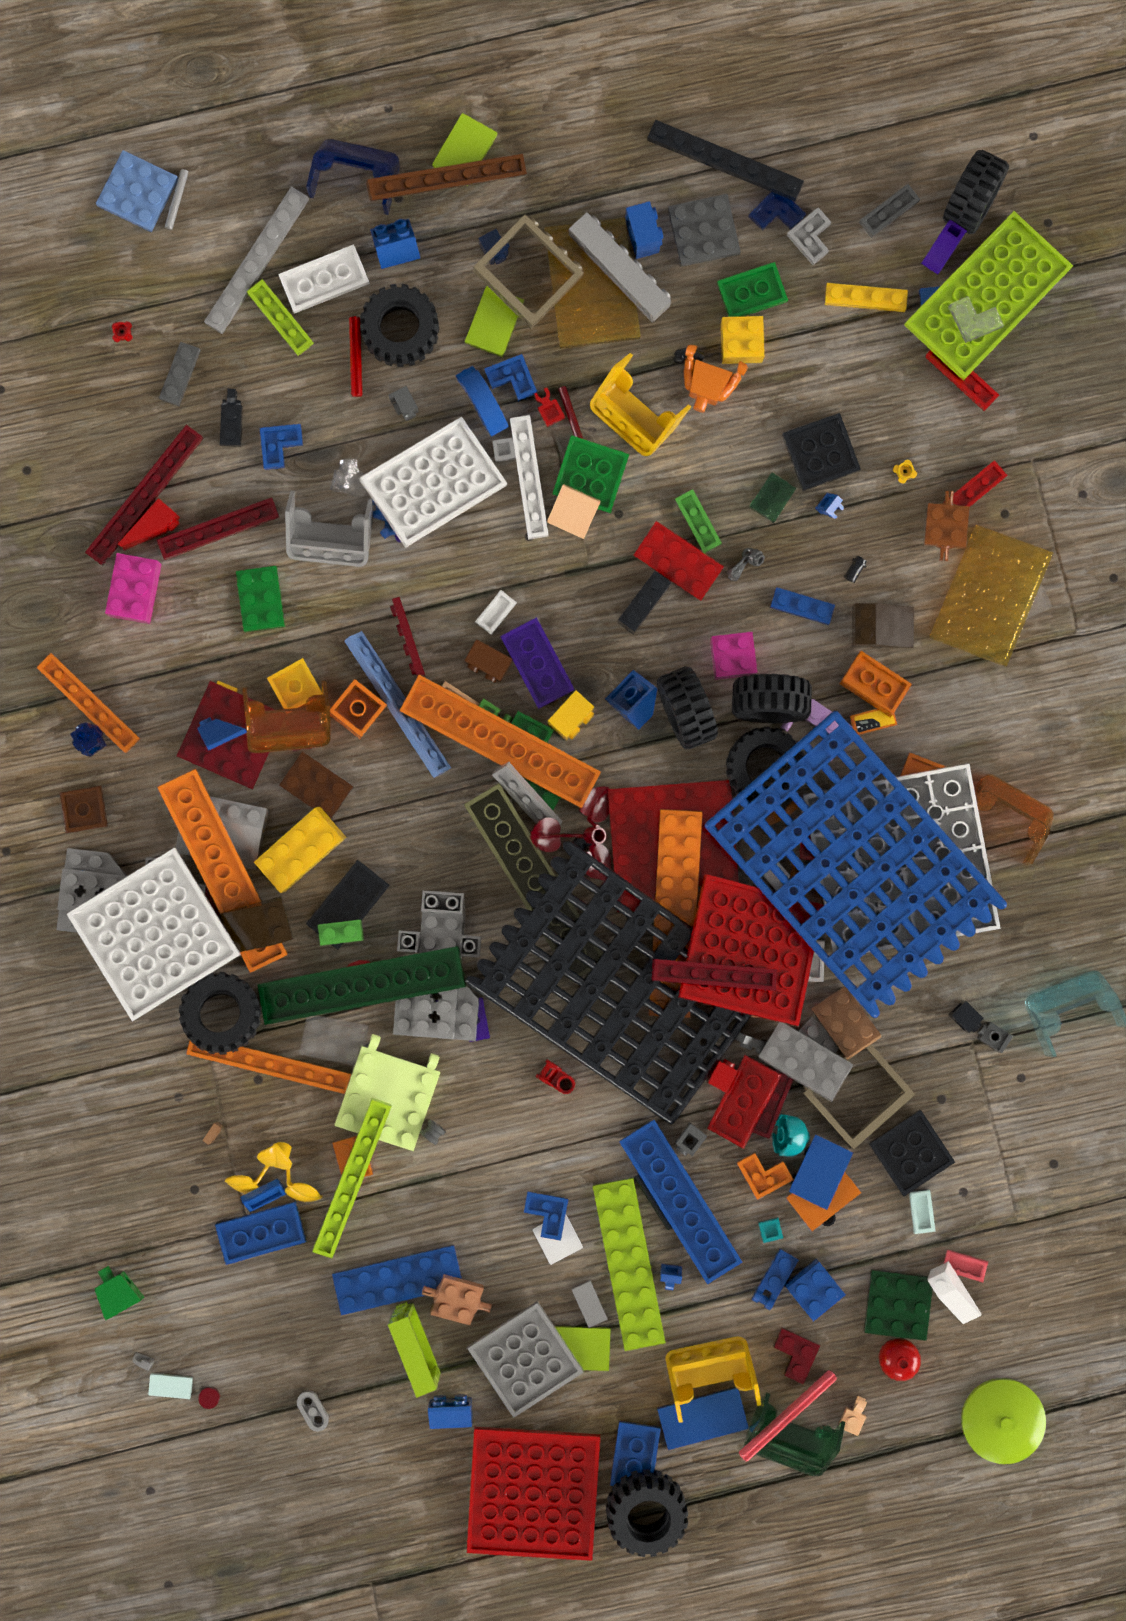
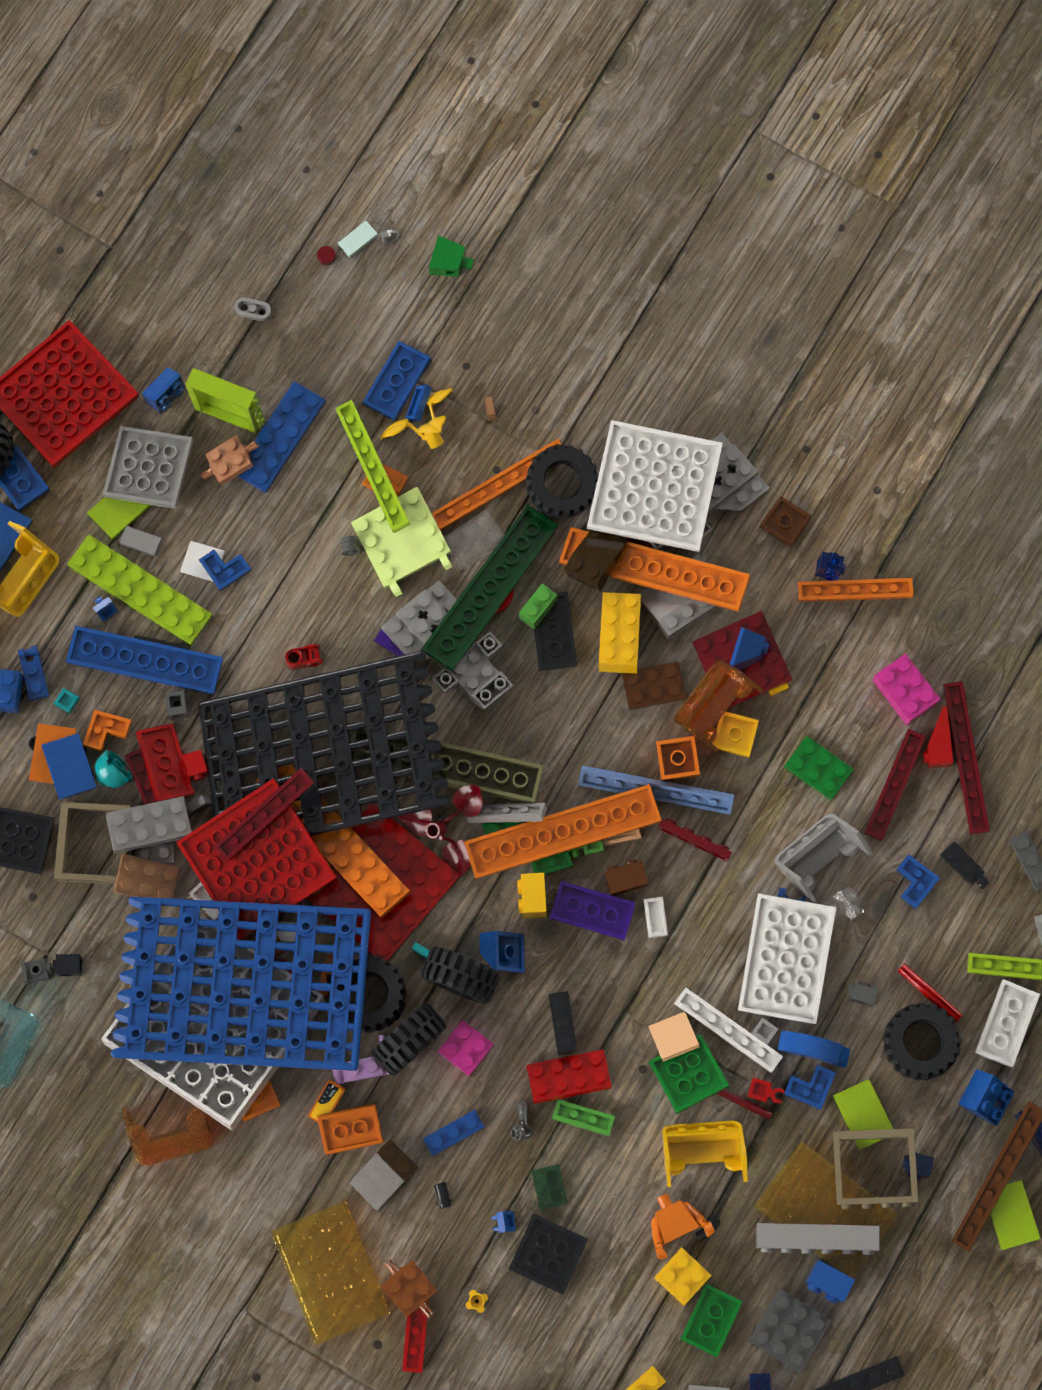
camera: 145 degrees right, 10 degrees down
(693, 759) = (420, 950): none -> teal tile

